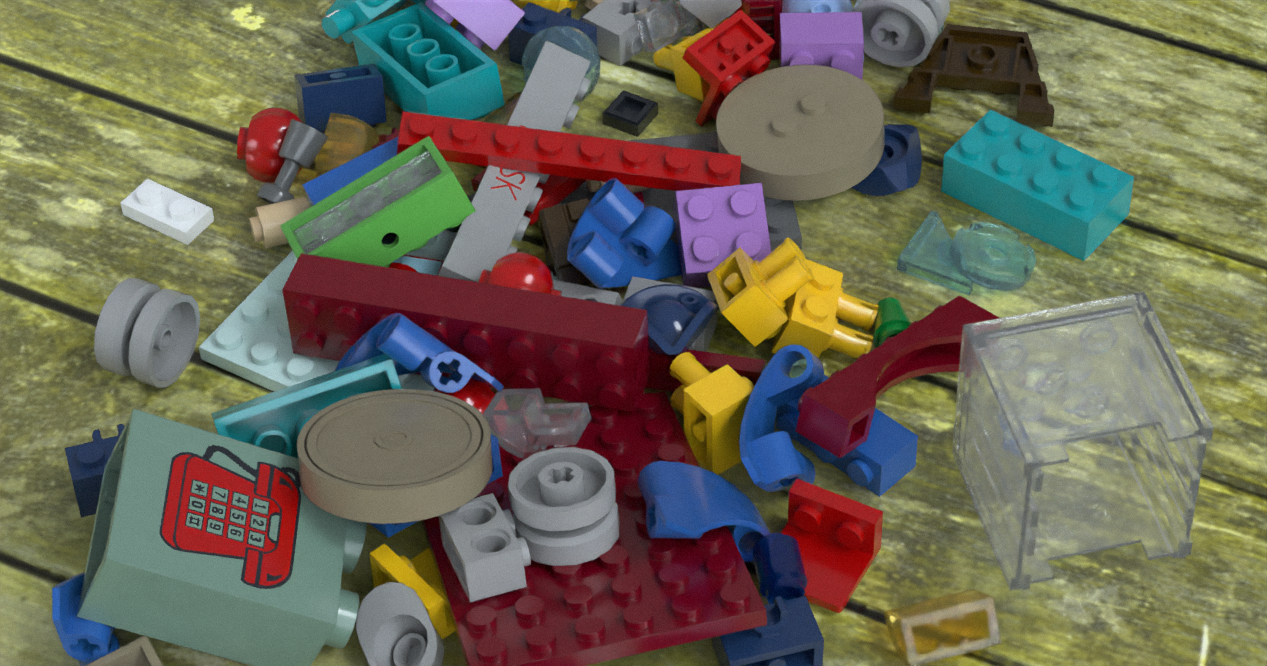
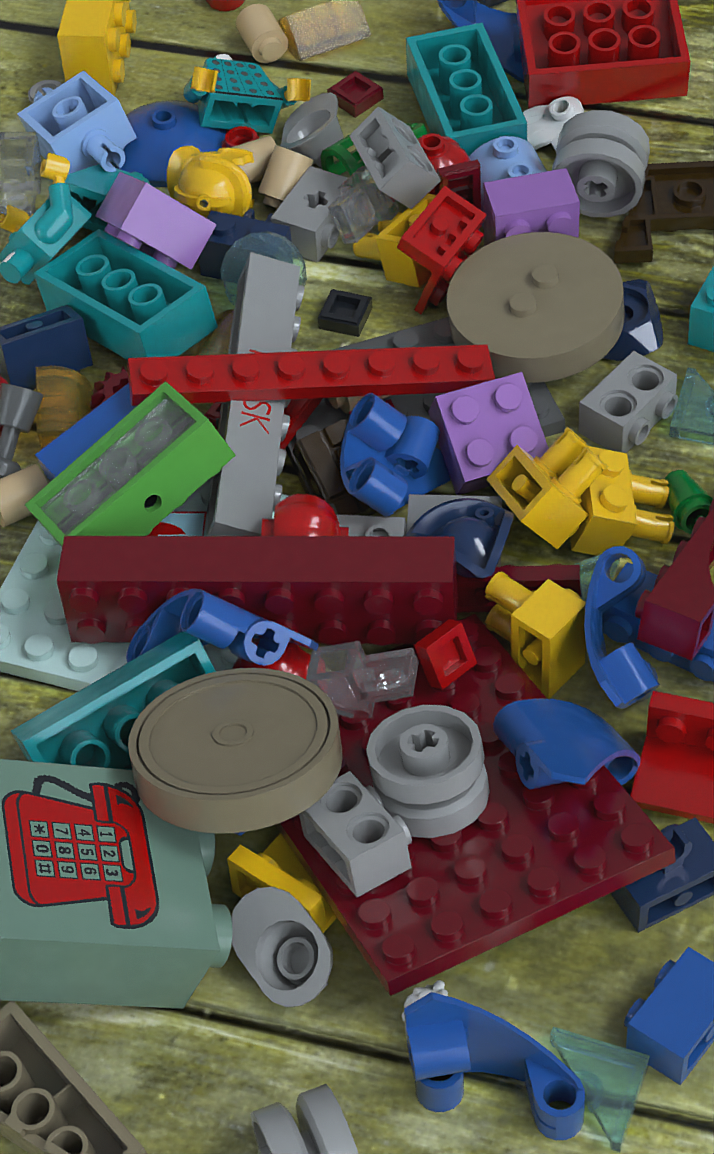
camera: 10 degrees left, 5 degrees up
(618, 415) = (445, 654): none -> red plate
(779, 567) = (660, 790): clear blue brick -> none
(863, 232) = (628, 403): none -> light grey brick

